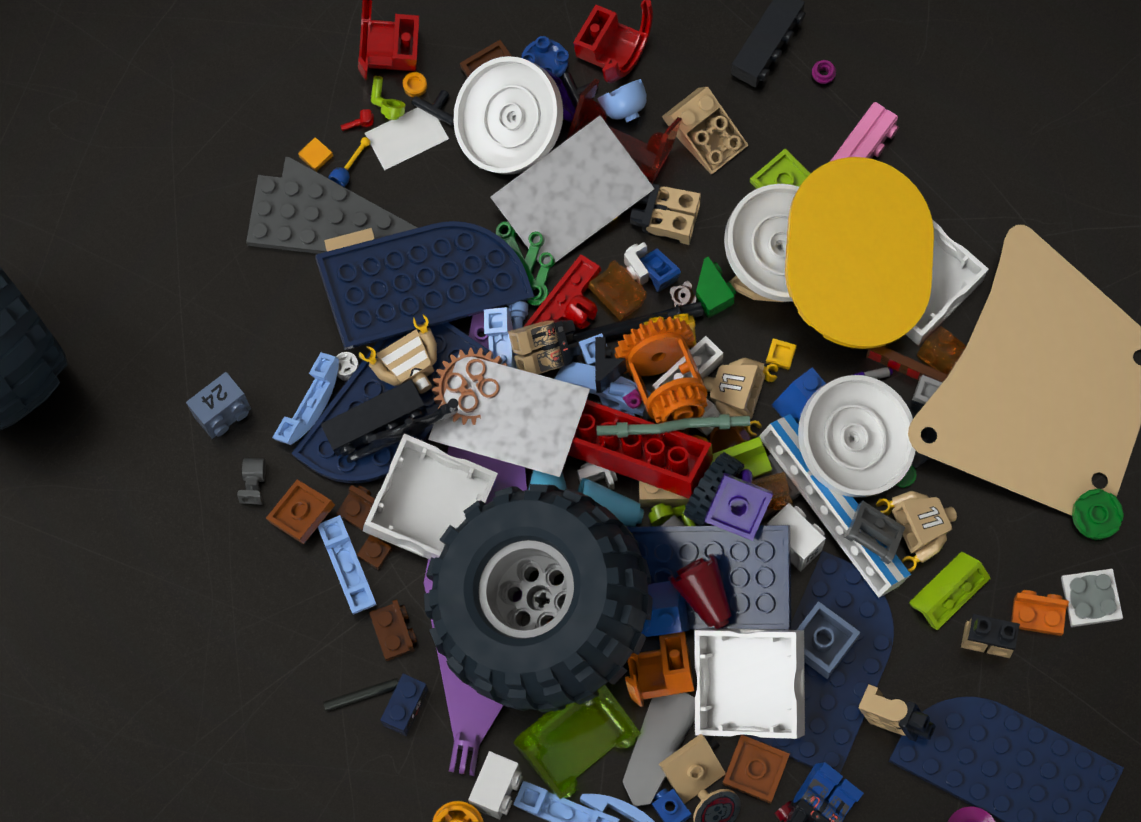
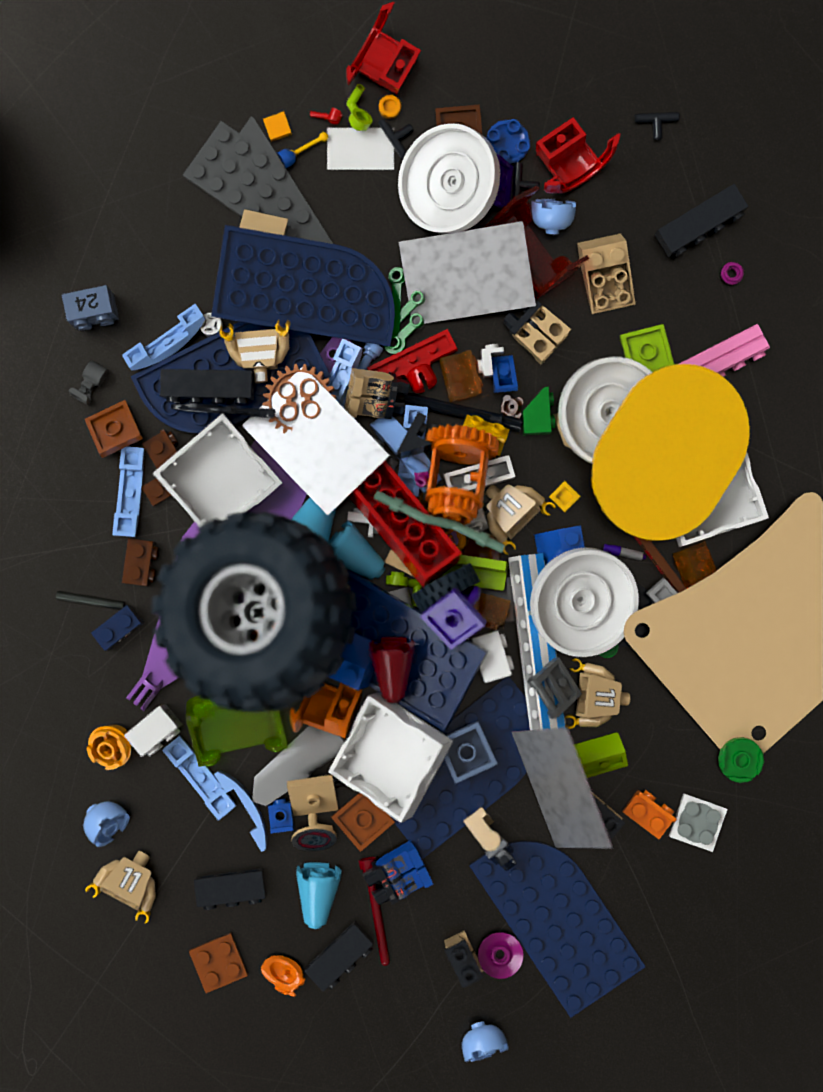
camera: 20 degrees right, 15 degrees up
(937, 624) = (561, 788): none -> flat silver sticker

